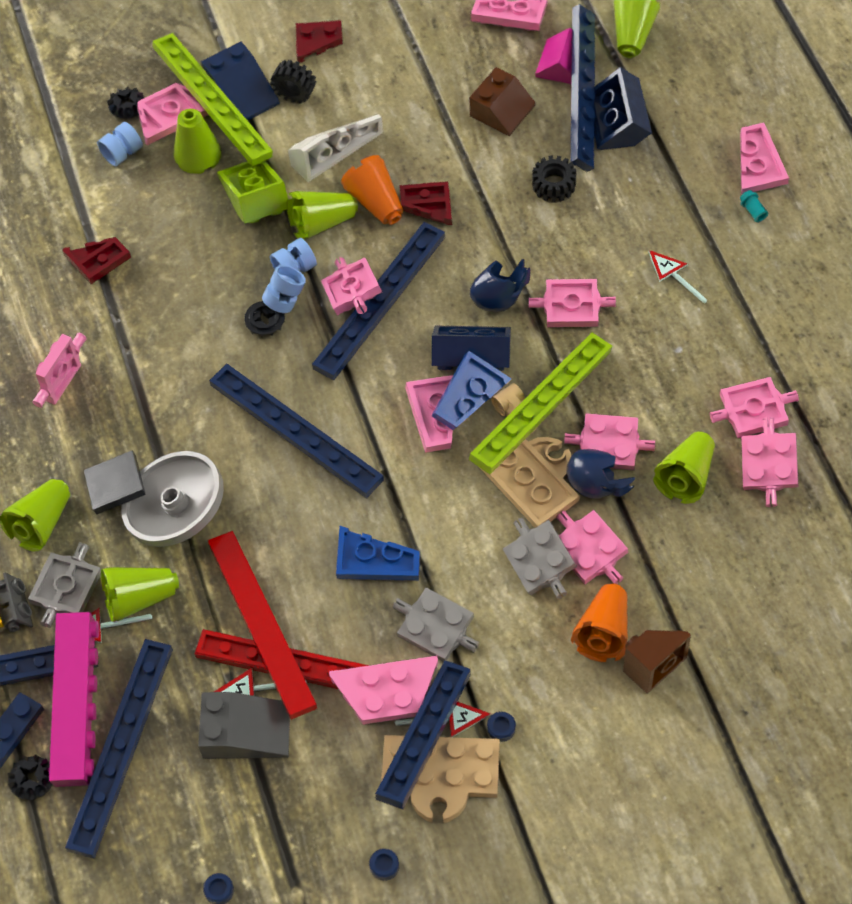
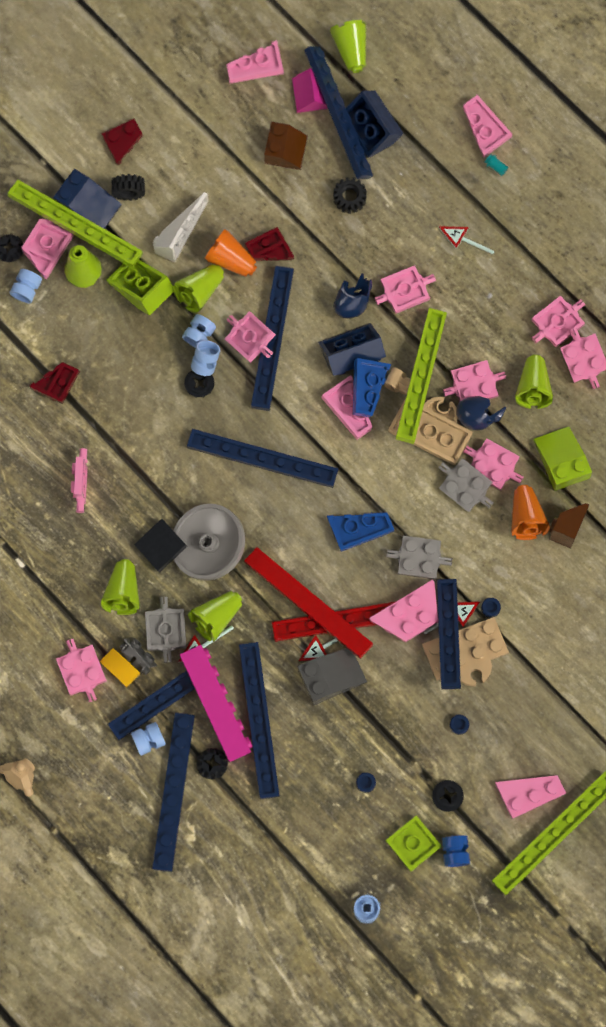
camera: 25 degrees left, 15 degrees up
(686, 576) = (563, 458): none -> lime slope

